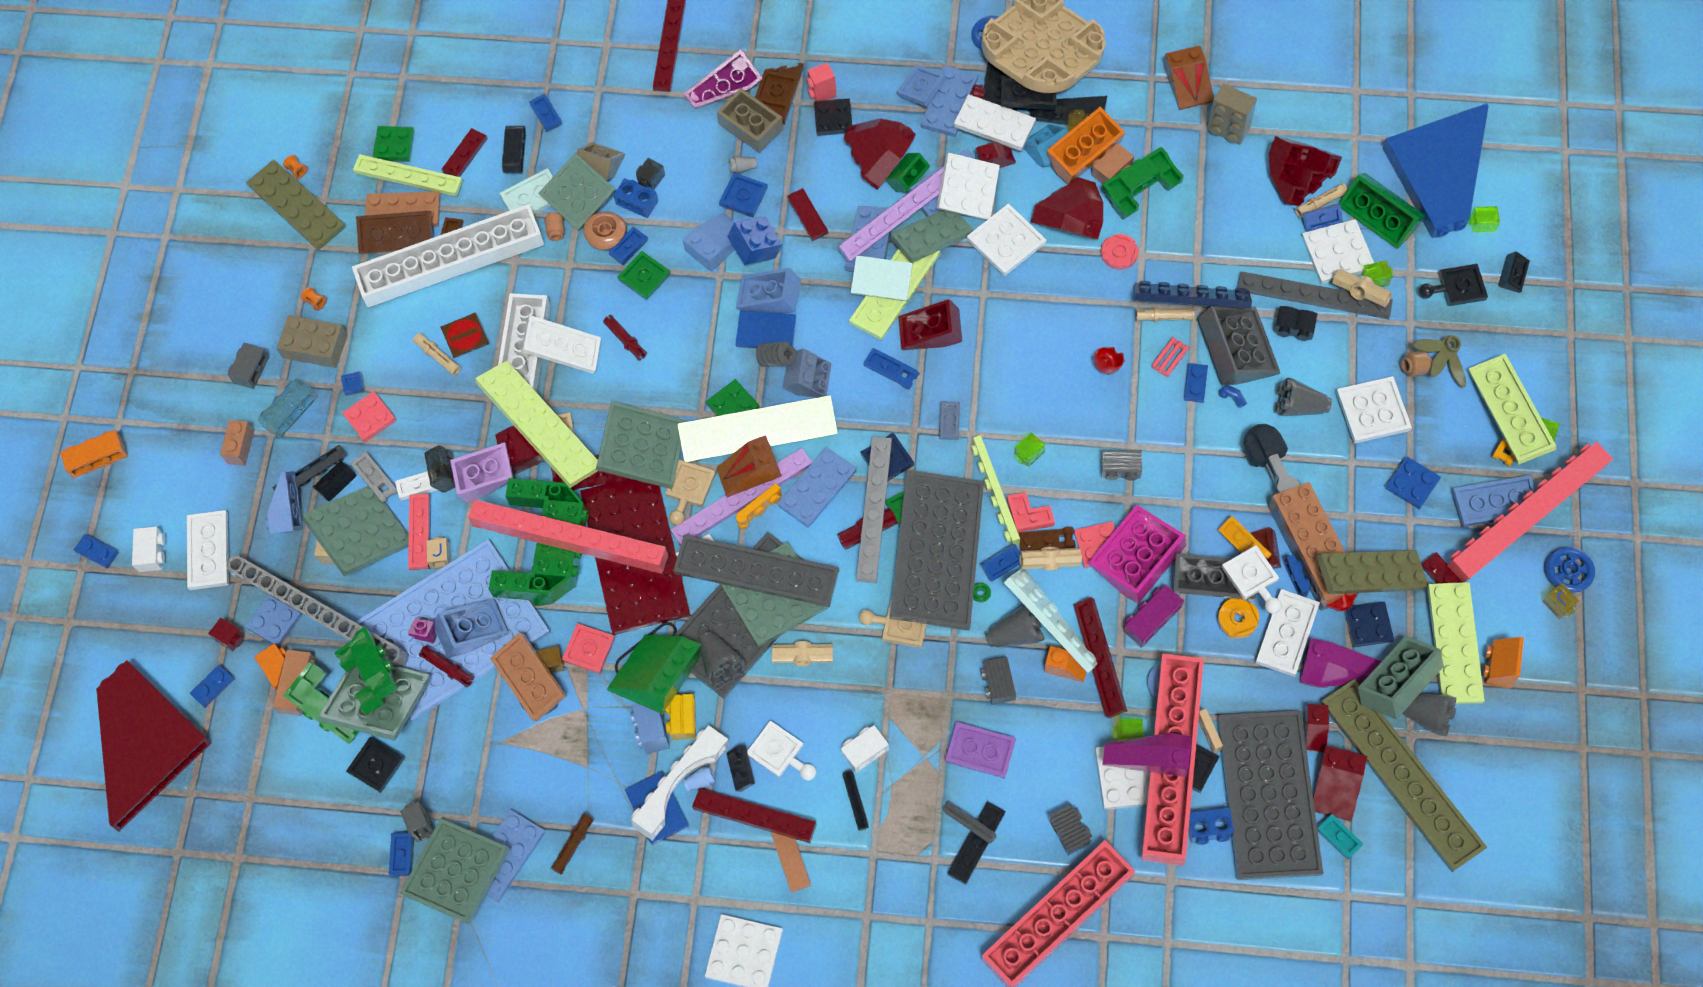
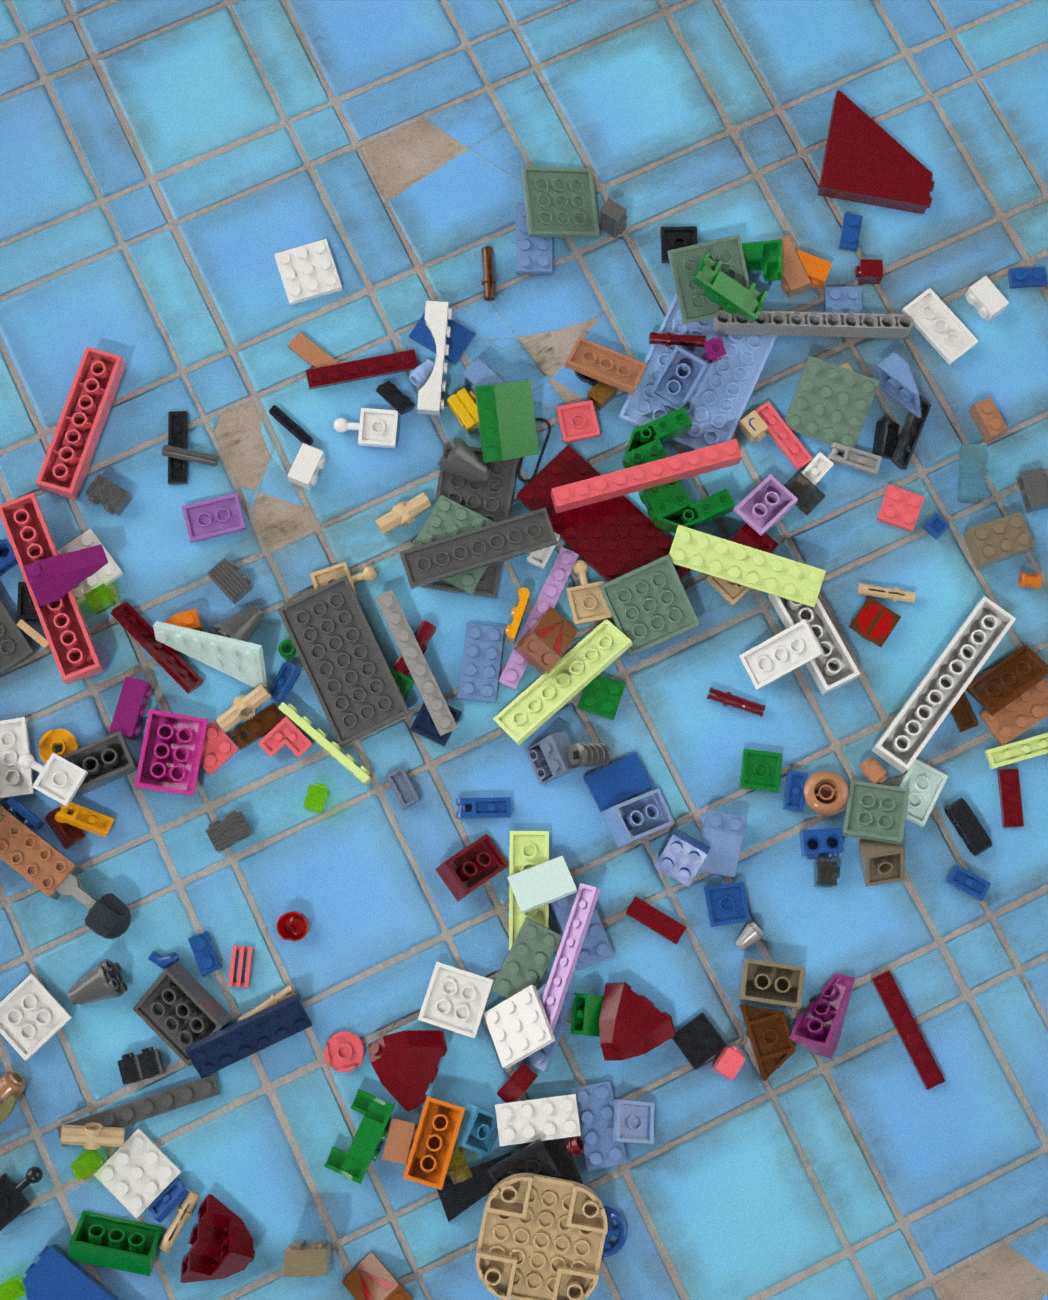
camera: 140 degrees right, 10 degrees up
(400, 854) = (607, 189): blue plate -> none

